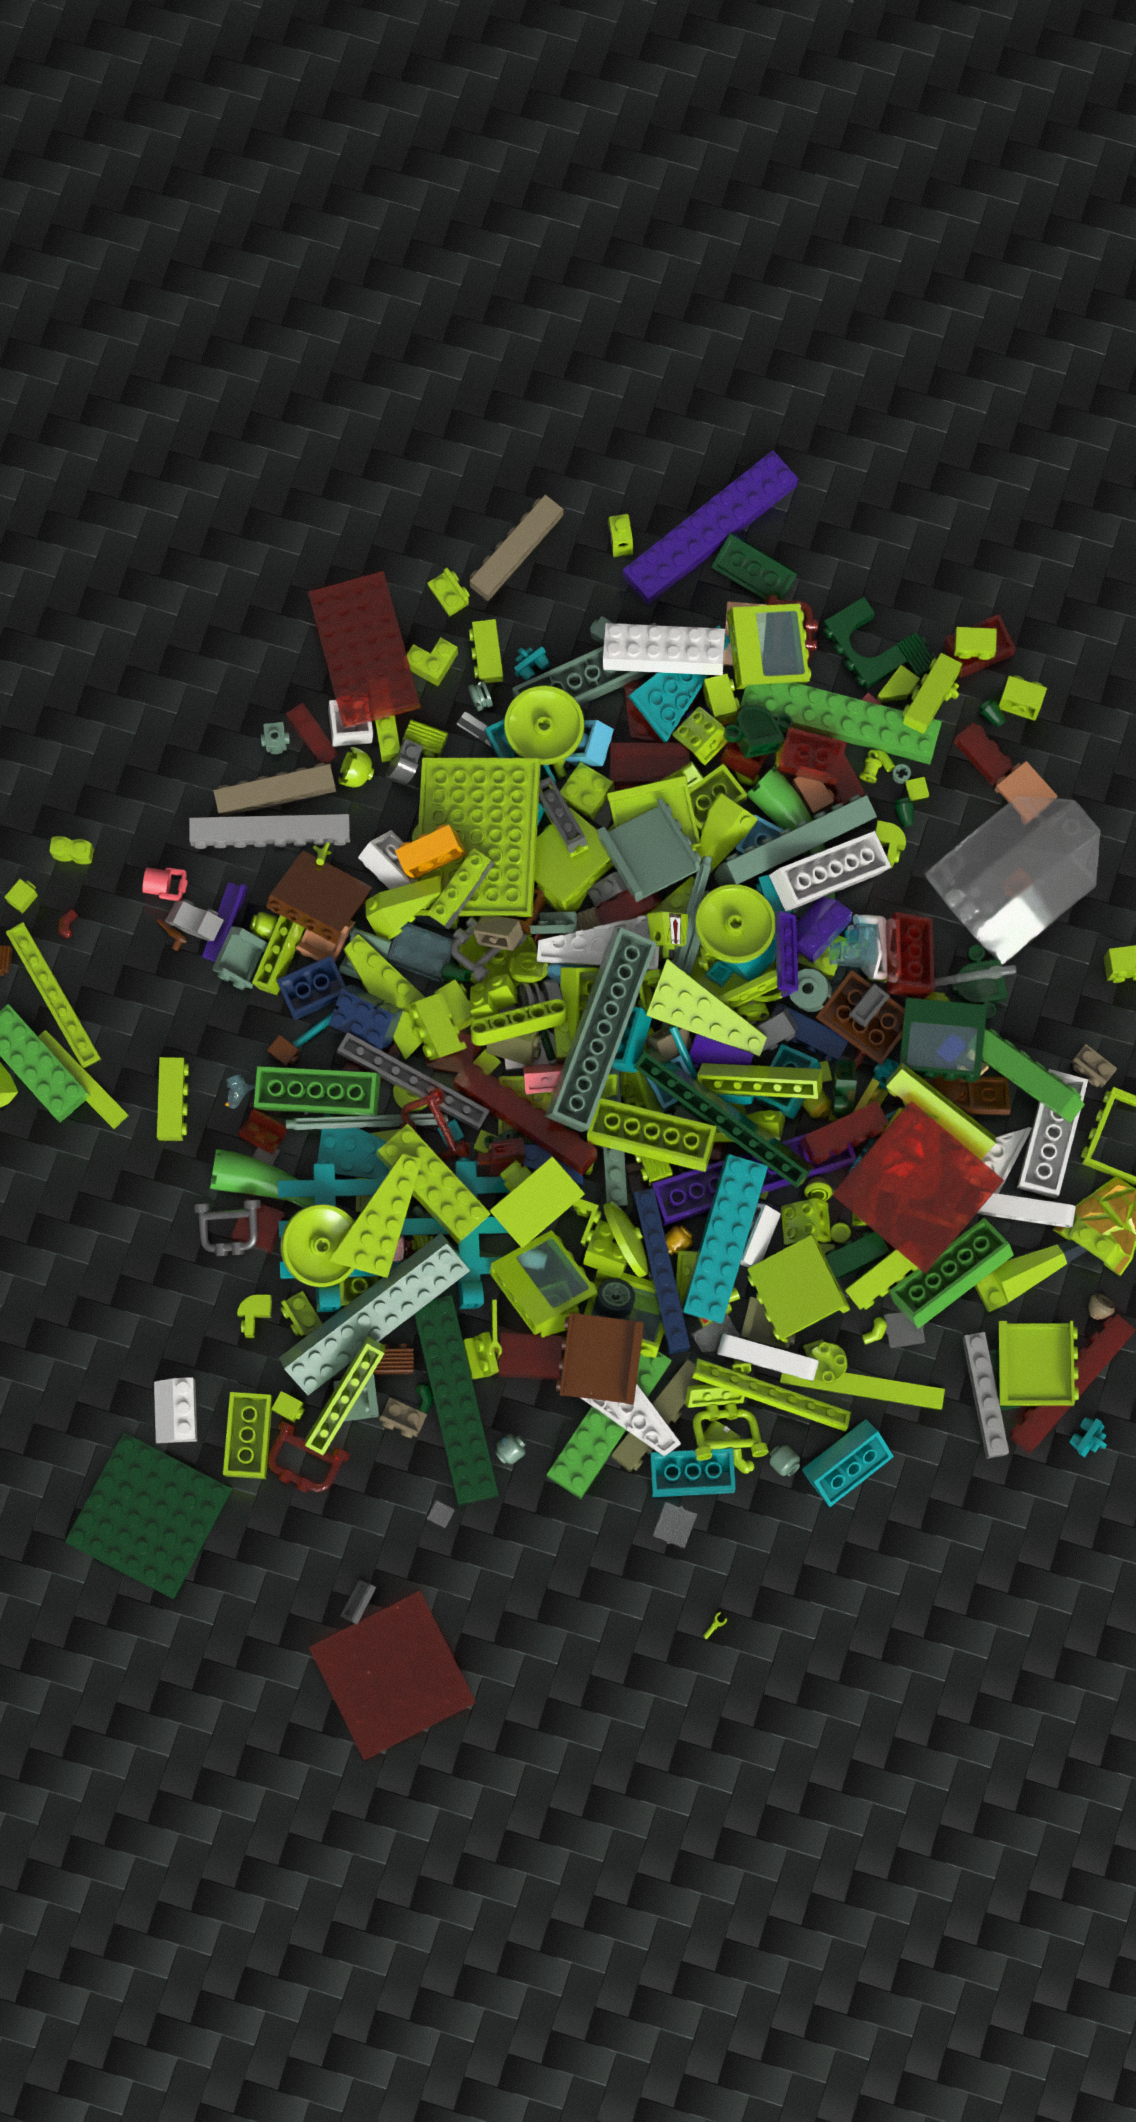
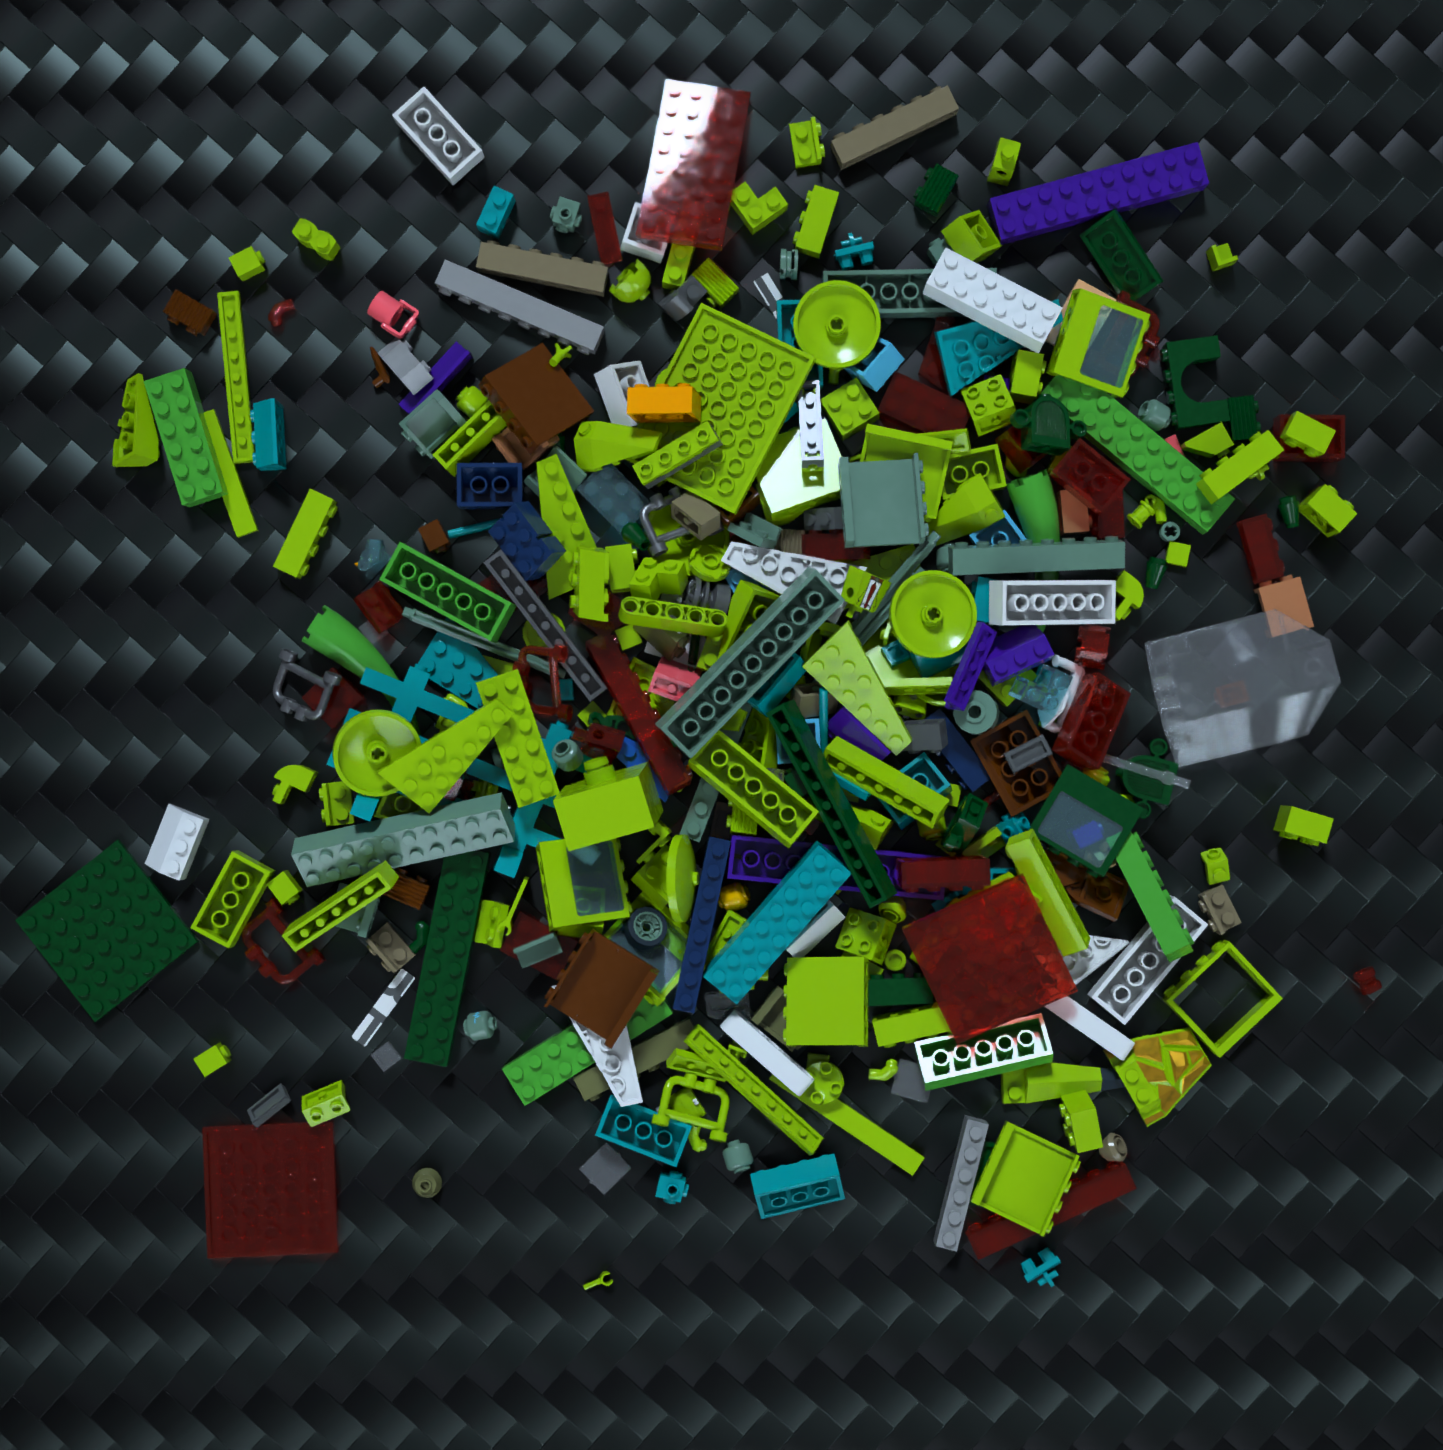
camera: 20 degrees right, 10 degrees up
(103, 1030) = (268, 435): none -> teal slope
(138, 720) = (438, 136): none -> white brick
(214, 761) = (496, 212): none -> teal brick
(291, 1583) = (213, 1059): none -> lime brick
(407, 1577) = (325, 1103): none -> lime bracket
(419, 1474) = (383, 1007): none -> sticker
(481, 1180) = (567, 755): none -> sand green head
(531, 1355) = (538, 949): none -> sand green panel
(533, 1608) = (427, 1182): none -> olive cone
(575, 582) = (936, 189): none -> dark green brick
(622, 606) = (971, 237): none -> lime brick
(734, 1517) = (671, 1179): none -> teal brick
(836, 533) = (1220, 257): none -> lime panel
(843, 683) = (1154, 414): none -> sand green head
(883, 895) = (1093, 646): none -> clear red brick
(1061, 1293) = (1080, 1121): none -> lime brick
(1073, 1031) = (1216, 866): none -> lime bracket

